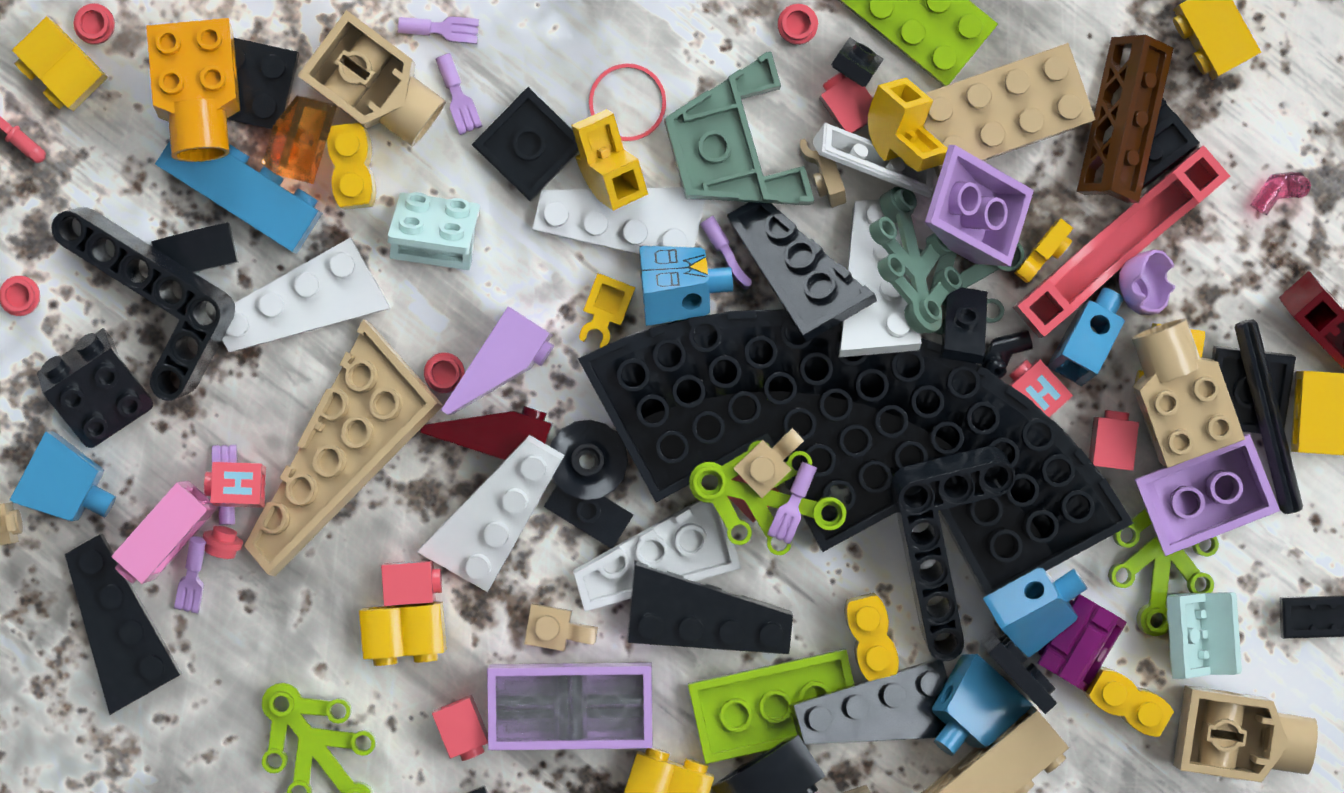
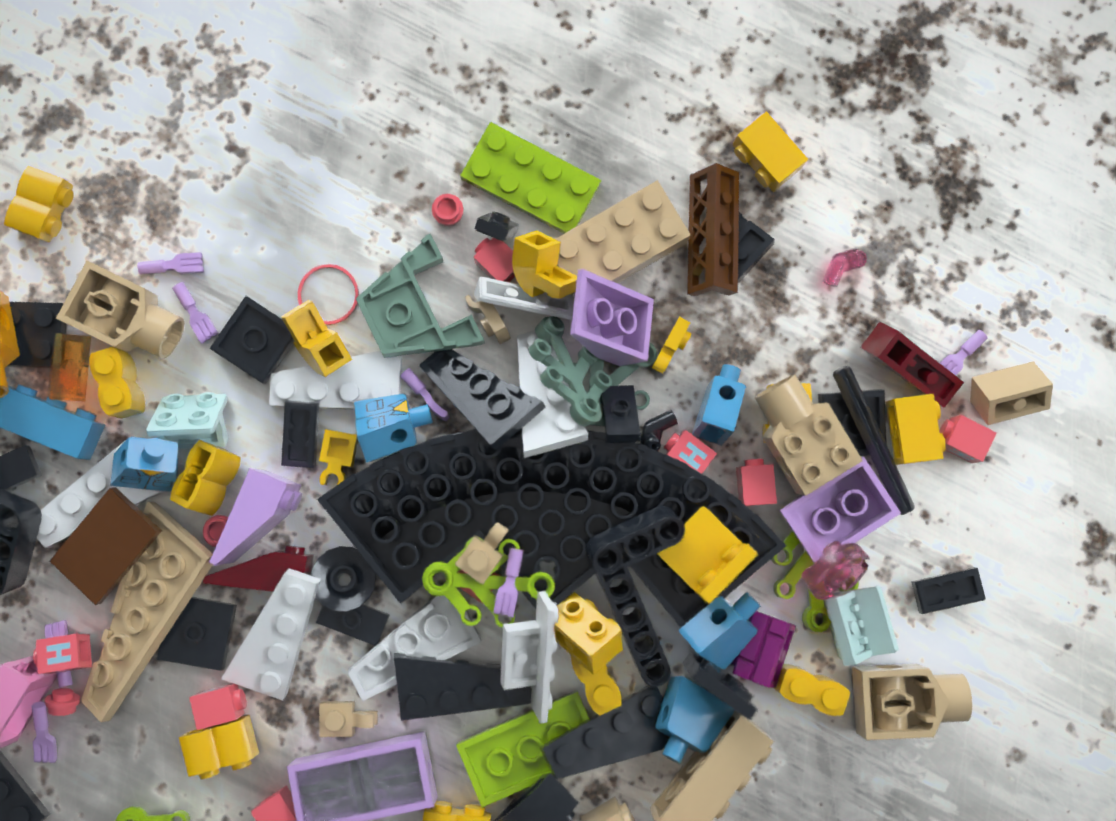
camera: 15 degrees left, 5 degrees down
(306, 364) = (105, 545): none -> reddish brown tile
(383, 279) = (145, 464): none -> dark azure torso
(400, 495) = (200, 635): none -> black plate
(445, 302) = (205, 478): none -> yellow brick
(564, 272) = (300, 434): none -> black plate
(799, 594) = (528, 655): none -> white bracket
(870, 579) = (587, 633): none -> yellow brick
(1035, 515) = (708, 555): none -> yellow bracket
(1120, 241) = (730, 326): coral arch -> none
(1145, 282) = (754, 354): lavender hair -> none
(1189, 561) = (837, 568): none -> clear pink plate

